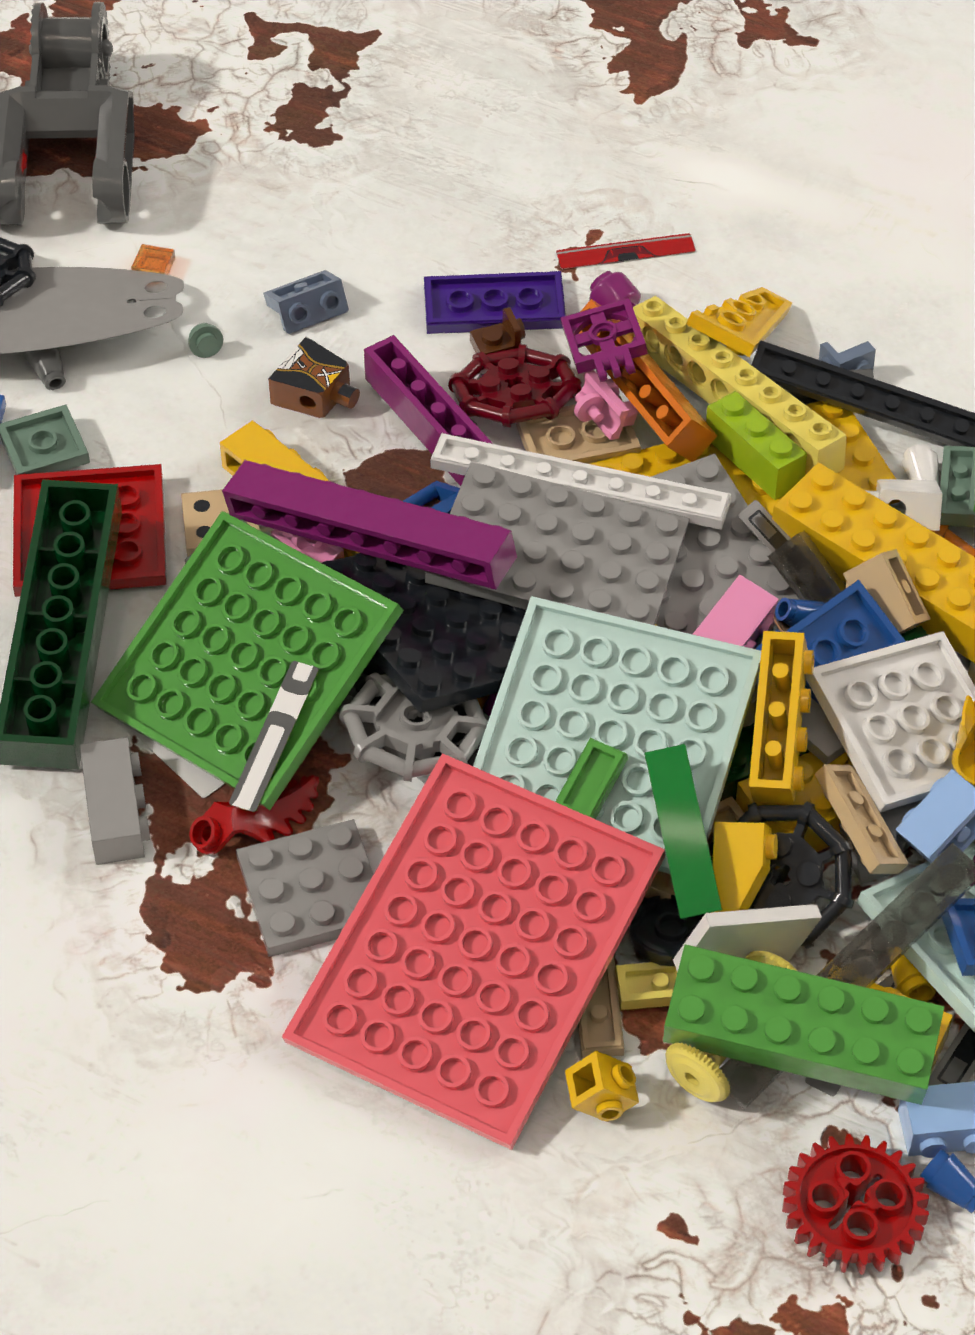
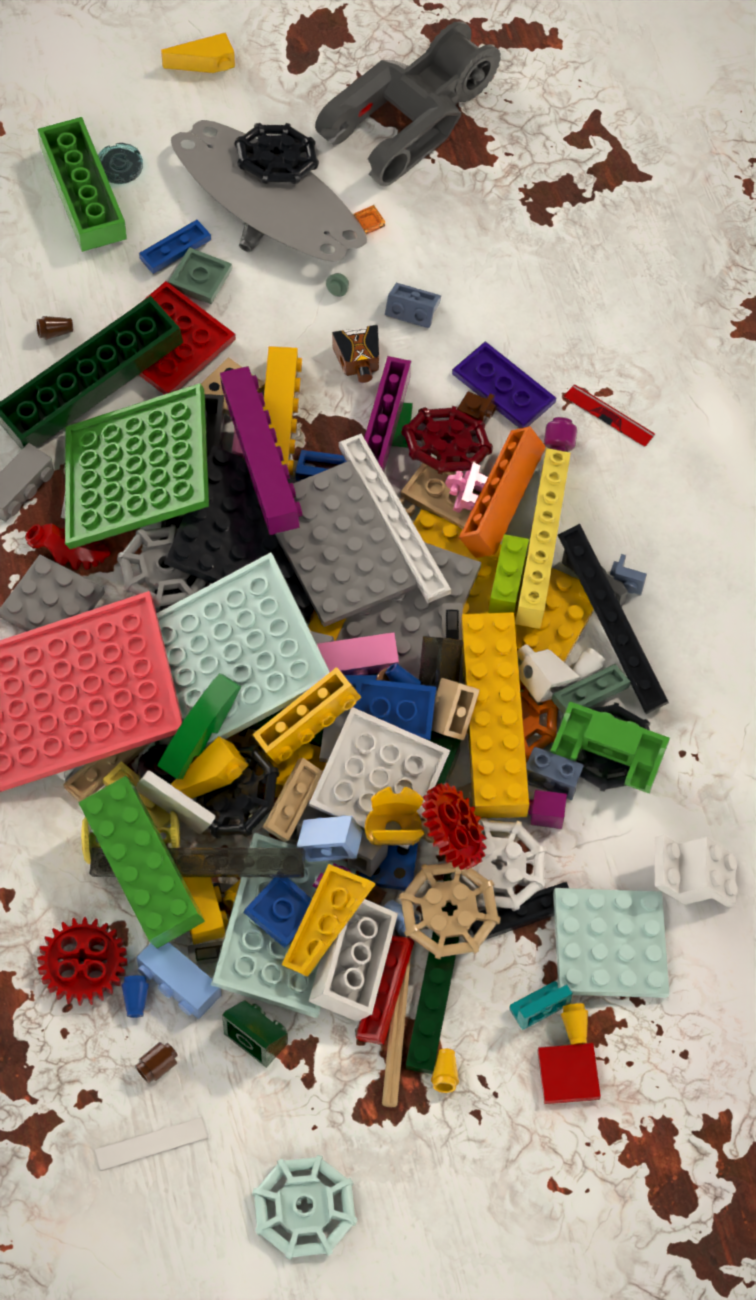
camera: 45 degrees right, 10 degrees up
(273, 736) = (101, 515): sticker -> none
(592, 778) = (195, 666): bright green tile -> none
(602, 1086) = (44, 806): yellow brick -> none
(610, 356) = (490, 467): magenta piece -> none
(743, 321) = (596, 506): yellow wing -> none

